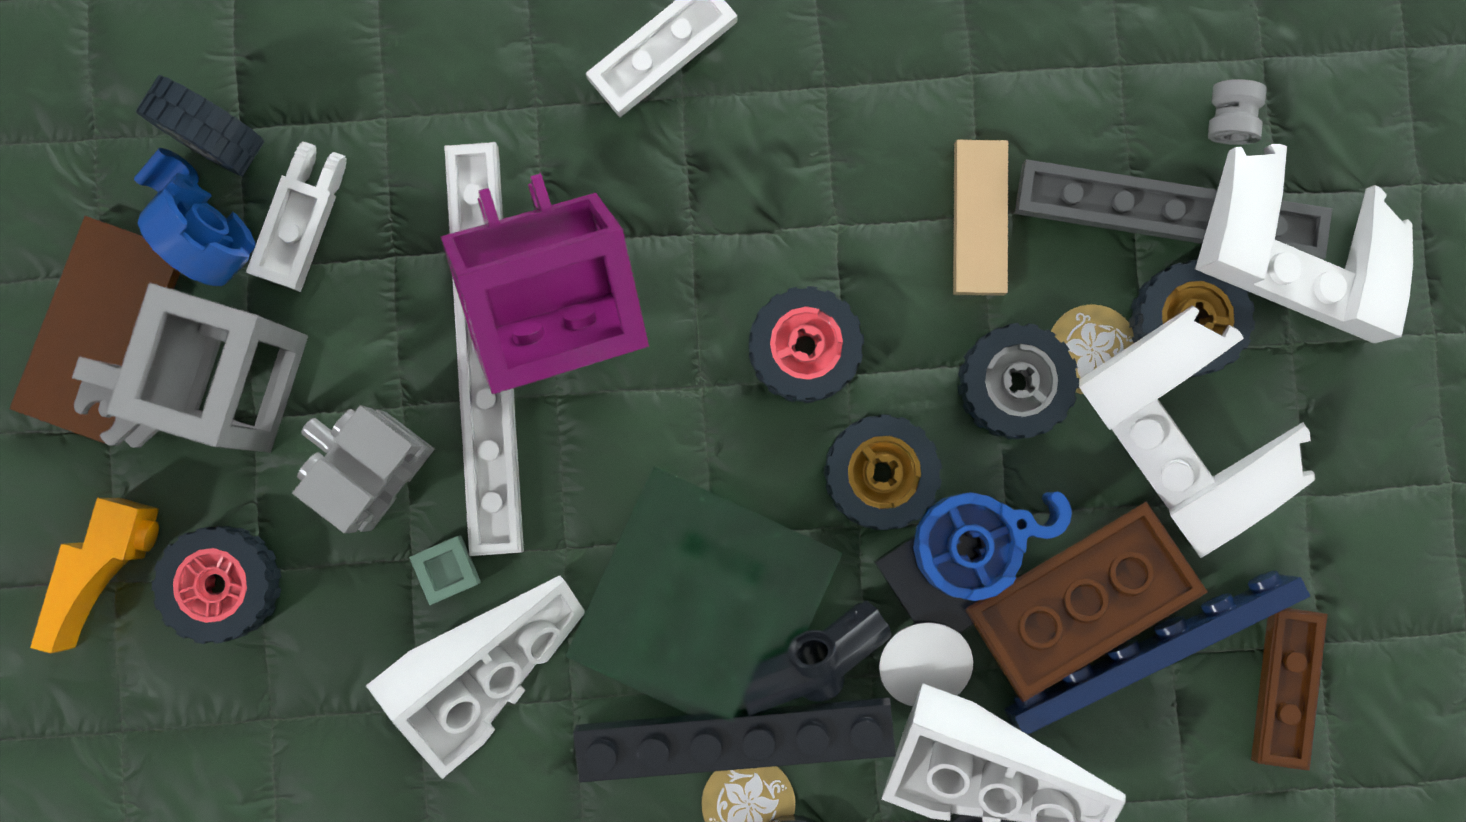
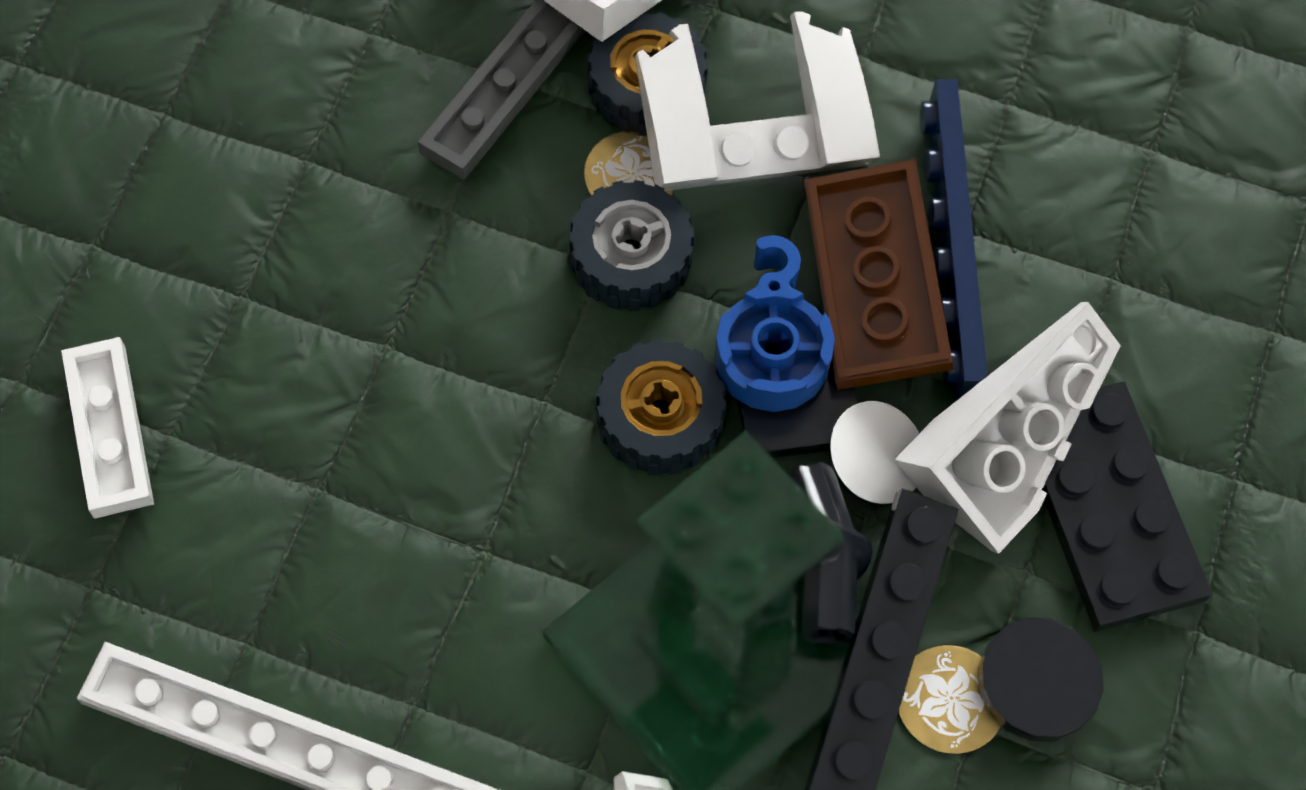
camera: 65 degrees left, 20 degrees down
(545, 288) = (288, 645): magenta piece -> none
(796, 373) = (520, 440): black wheel -> none
(980, 217) = (452, 211): tan tile -> none
(1289, 689) = (1039, 144): reddish brown tile -> none

